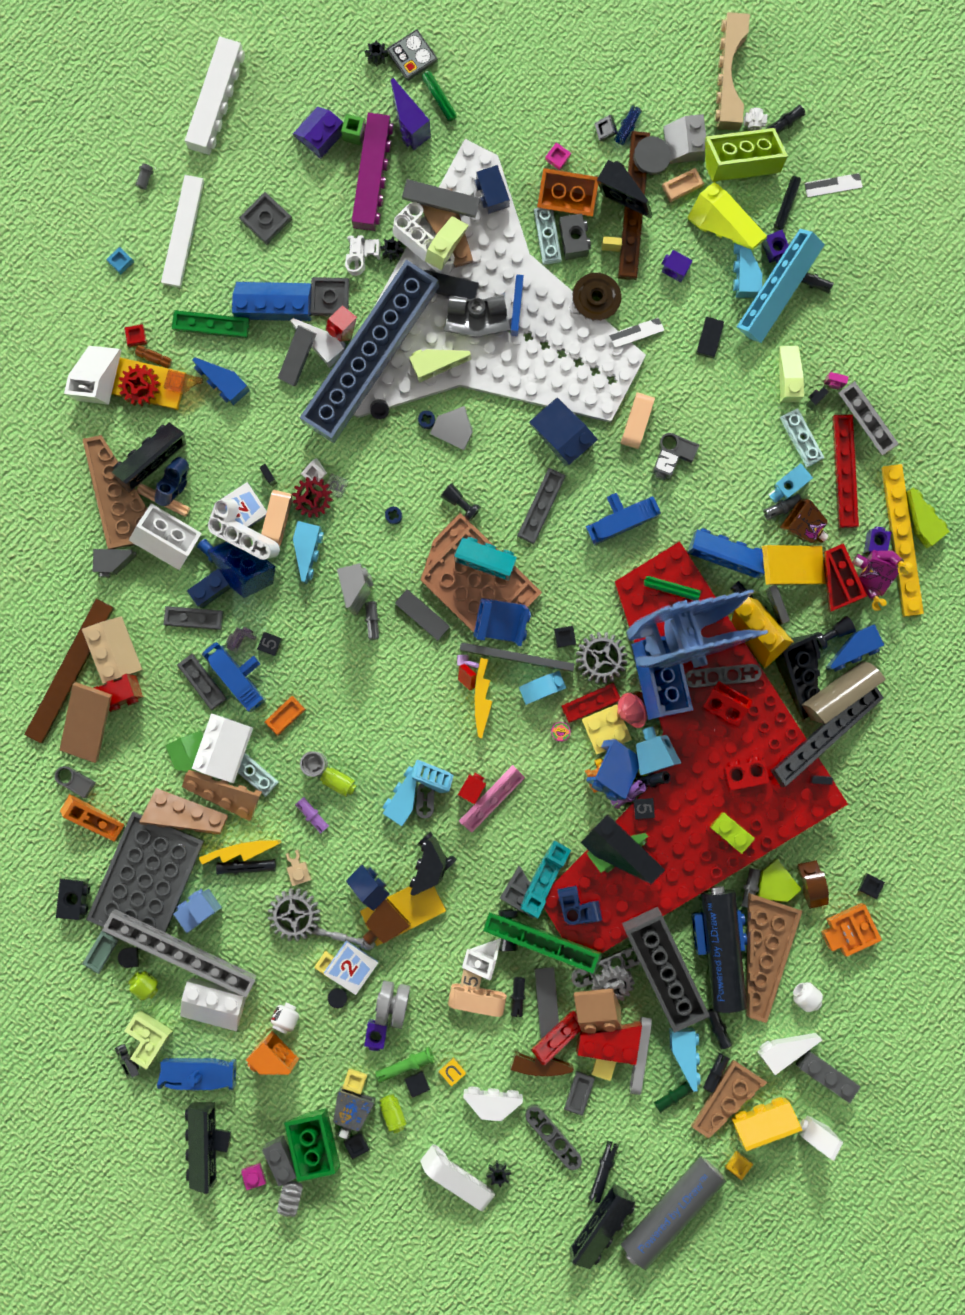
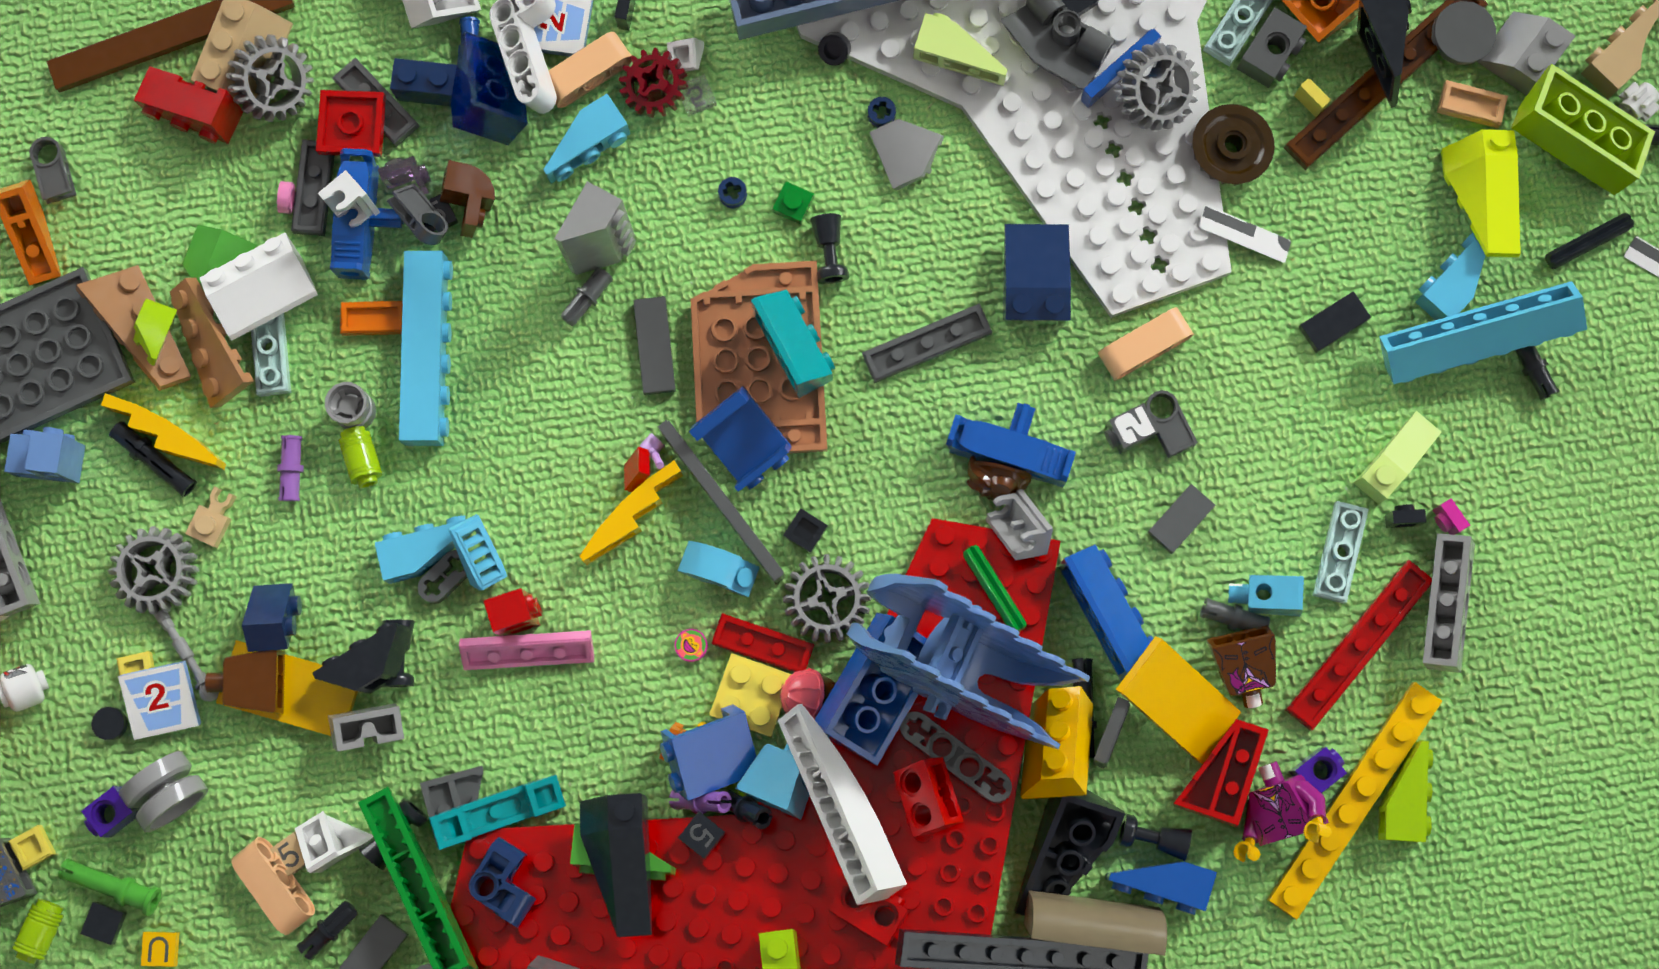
camera: 45 degrees right, 5 degrees down
(85, 722) = (127, 108): medium nougat tile -> none
(145, 663) = (274, 67): none -> light grey gear
(193, 637) = (350, 121): none -> red plate
(193, 809) = (152, 328): none -> lime slope
(194, 697) = (286, 197): none -> bright pink tile
(230, 671) = (346, 194): none -> white hinge
(260, 651) = (415, 210): none -> dark grey piece
(275, 619) = (469, 188): none -> reddish brown brick
(320, 707) = (424, 348): none -> medium azure brick
(424, 495) = (793, 202): none -> green plate
(457, 889) = (379, 722): none -> light grey brick
(542, 299) = (1169, 64): none -> light grey gear
(627, 540) = (996, 478): none -> reddish brown hat
(658, 550) = (1020, 526): none -> light grey hinge
(676, 265) = (1371, 195): dark purple brick -> none
(698, 742) = (843, 810): none -> white slope
(721, 484) = (1181, 518): none -> dark grey tile
(777, 238) = (1530, 270): dark purple brick -> none

